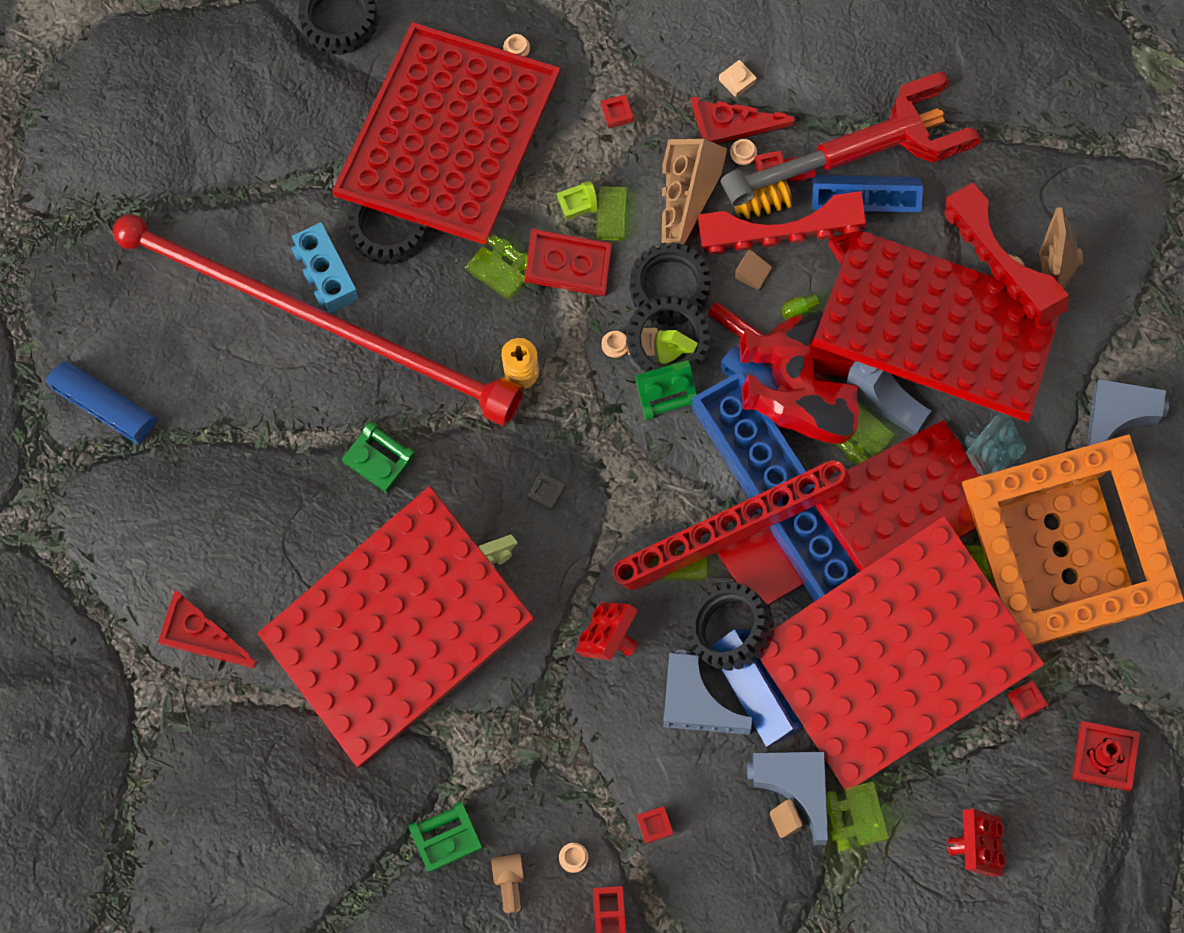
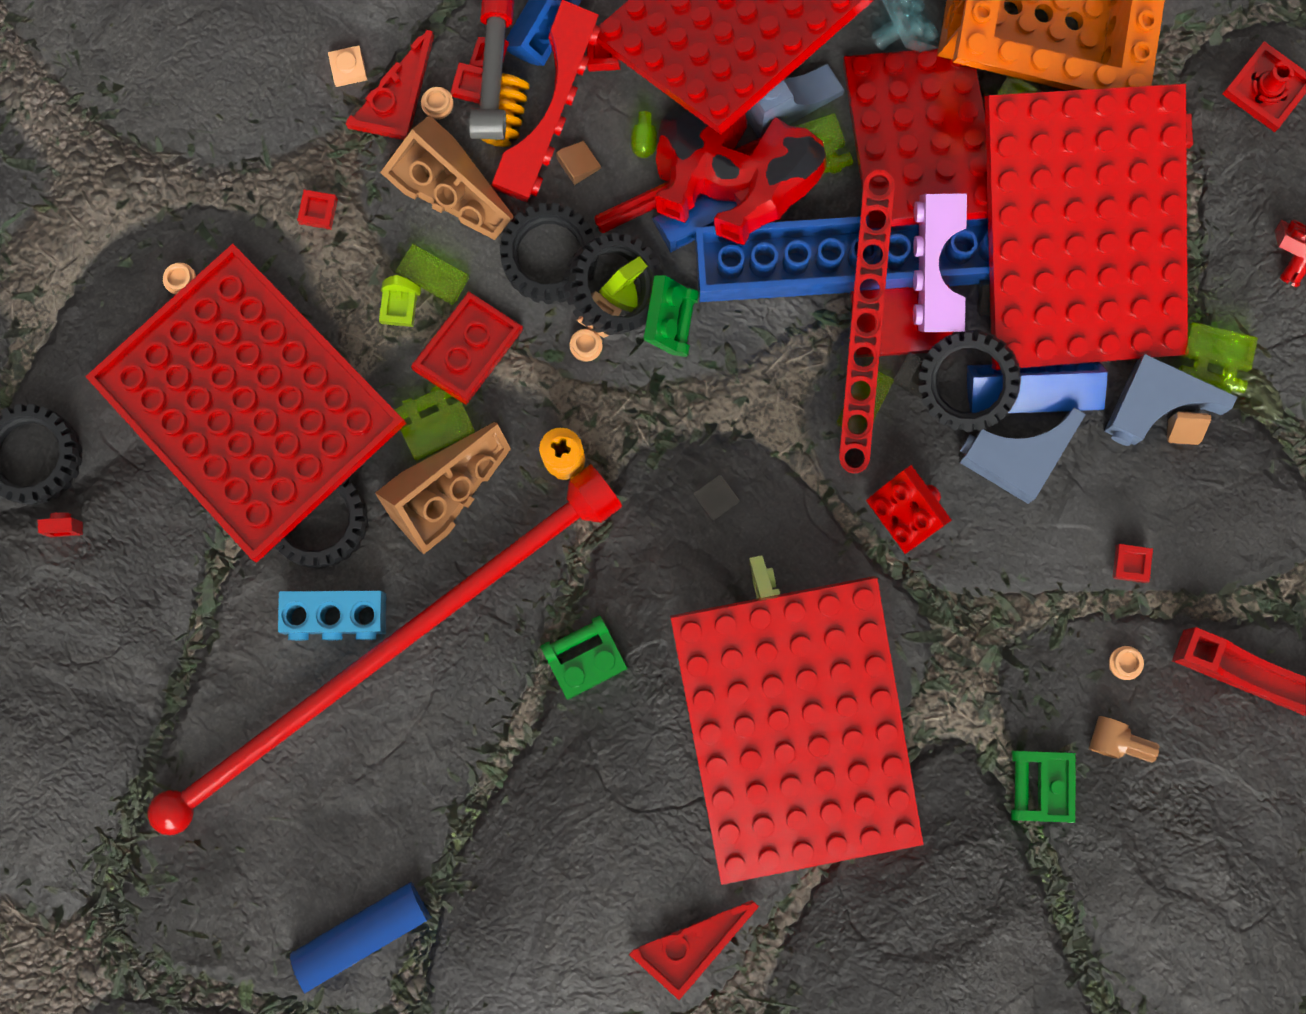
camera: 65 degrees left, 10 degrees up
(297, 59) = (60, 525): none -> red plate
(451, 294) = (434, 491): none -> medium nougat wedge
(773, 573) = (938, 219): none -> lavender arch

